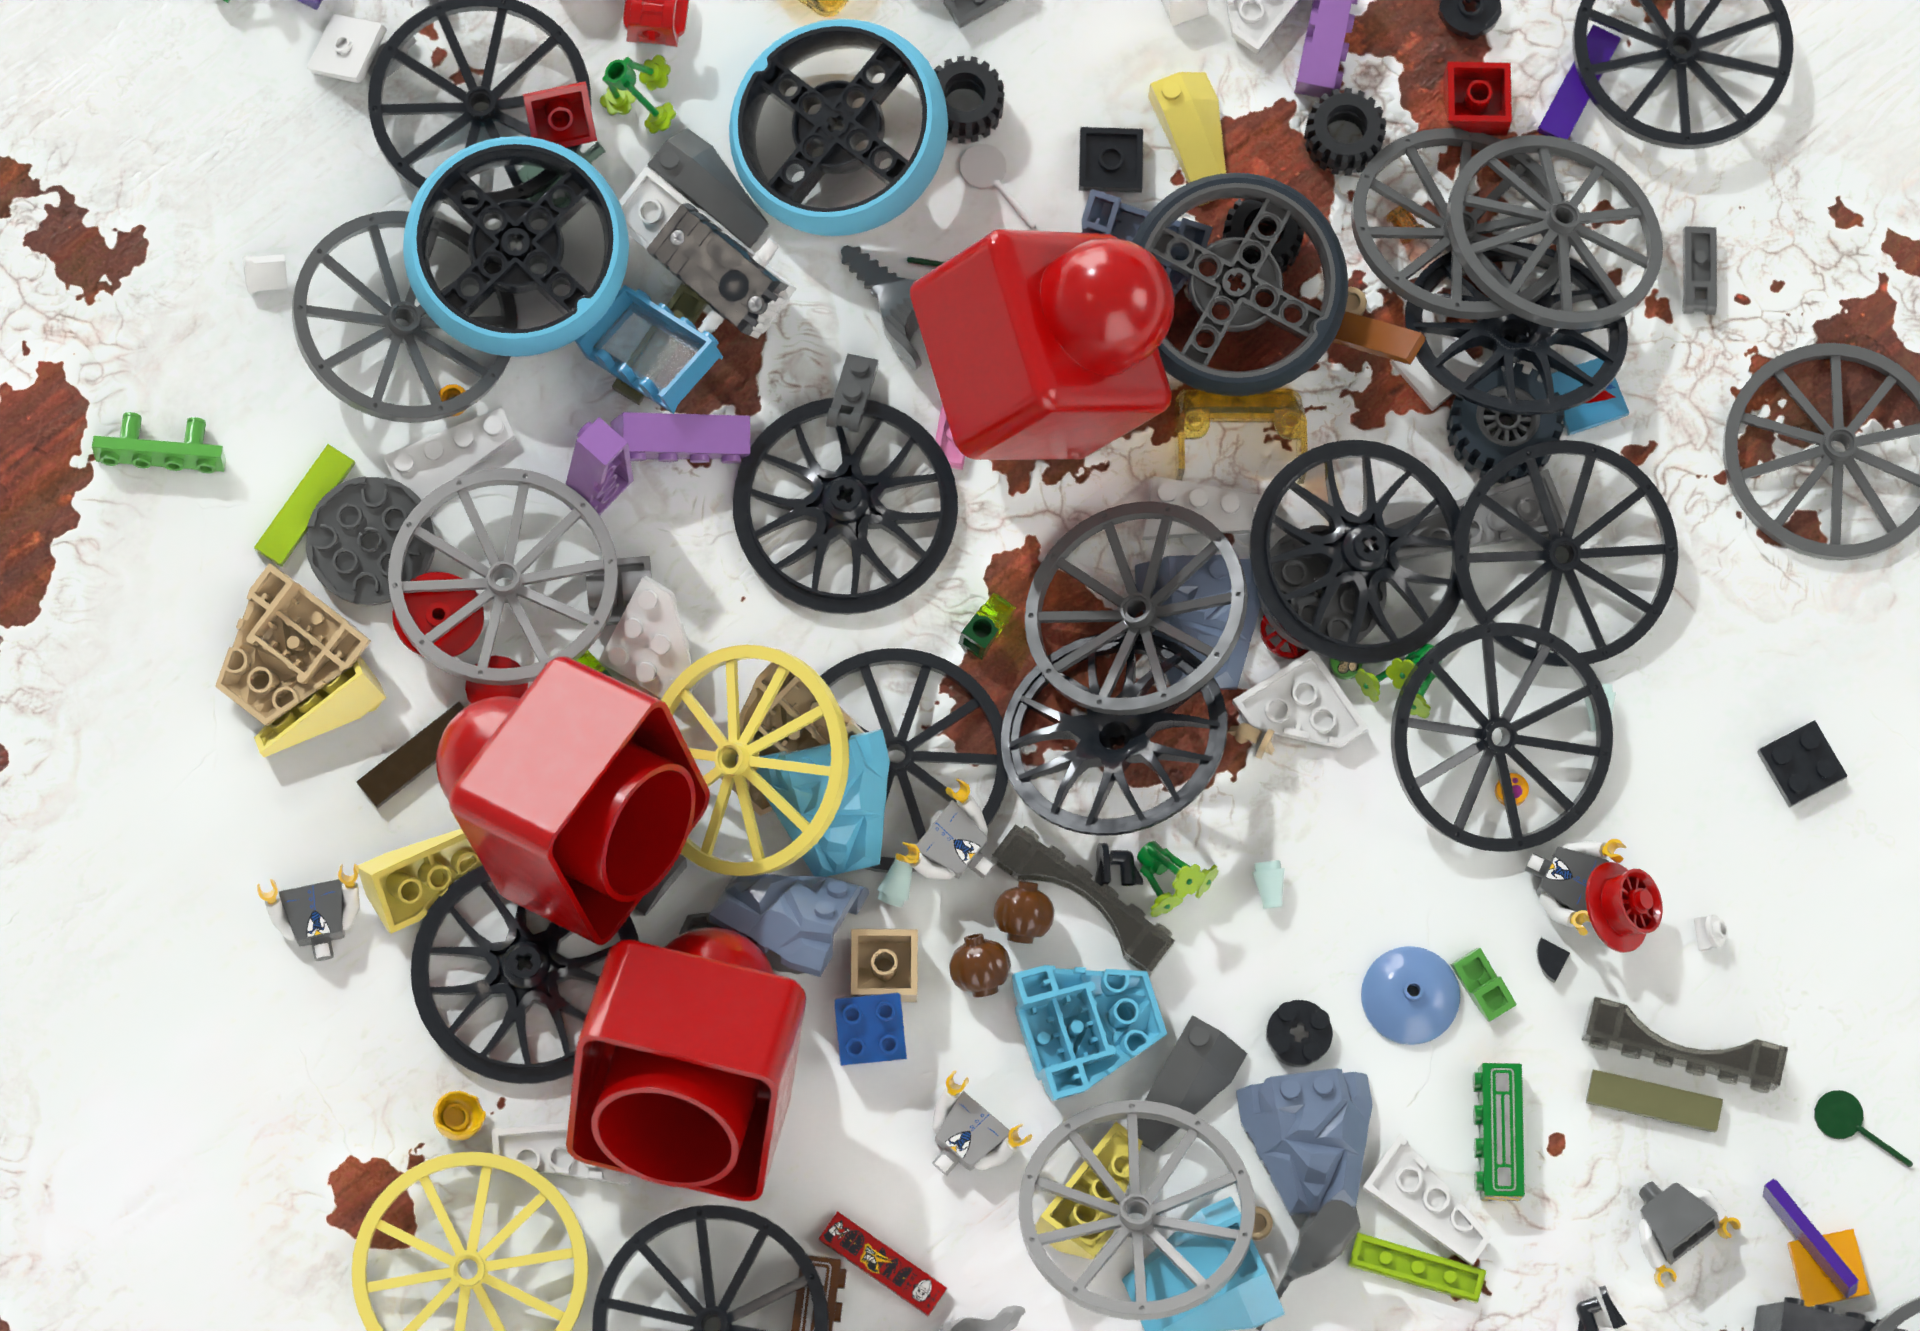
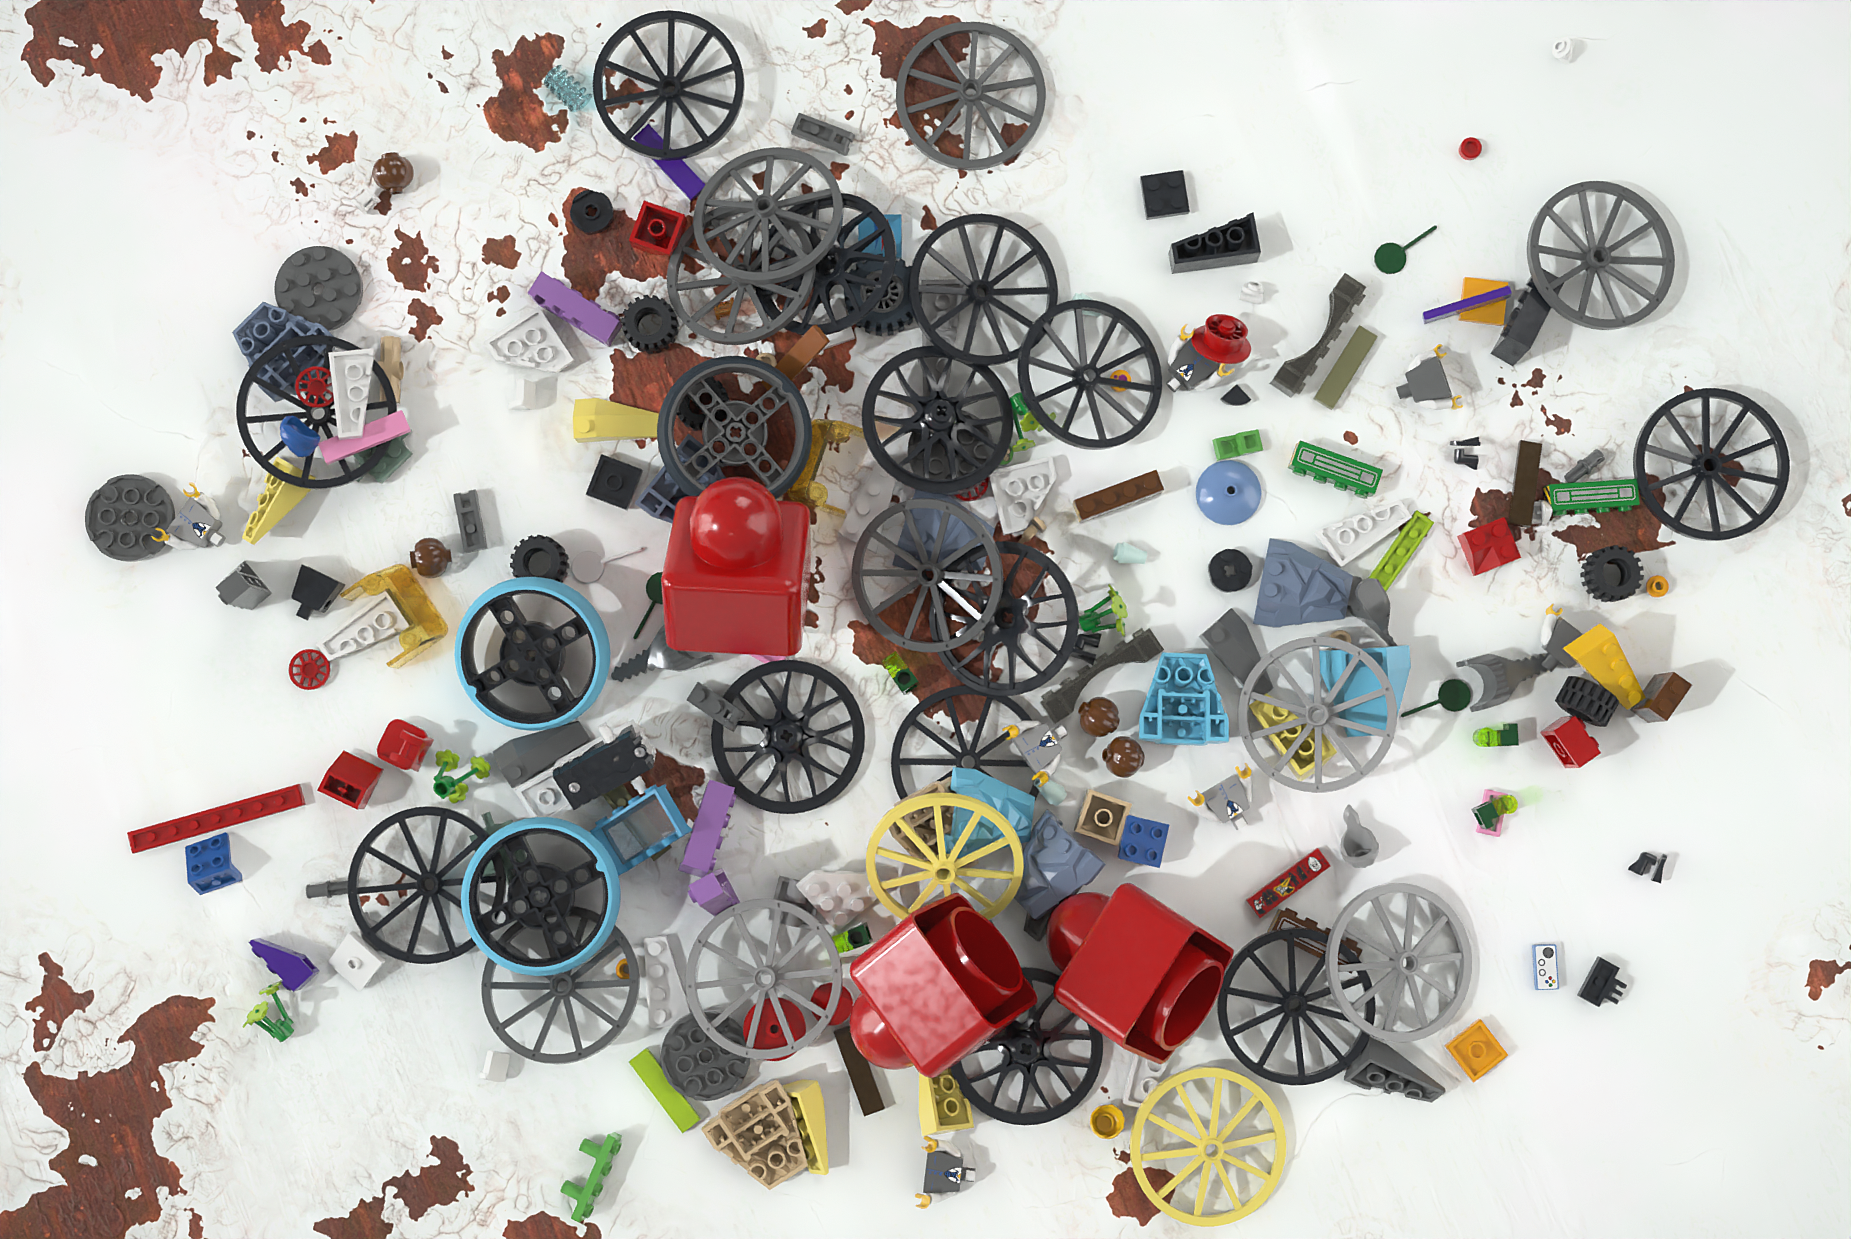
camera: 65 degrees left, 10 degrees up
(561, 115) = (460, 836): red slope -> none
(1345, 838) = (1118, 496): none -> reddish brown brick
(1754, 857) = (1218, 247): none -> black wedge

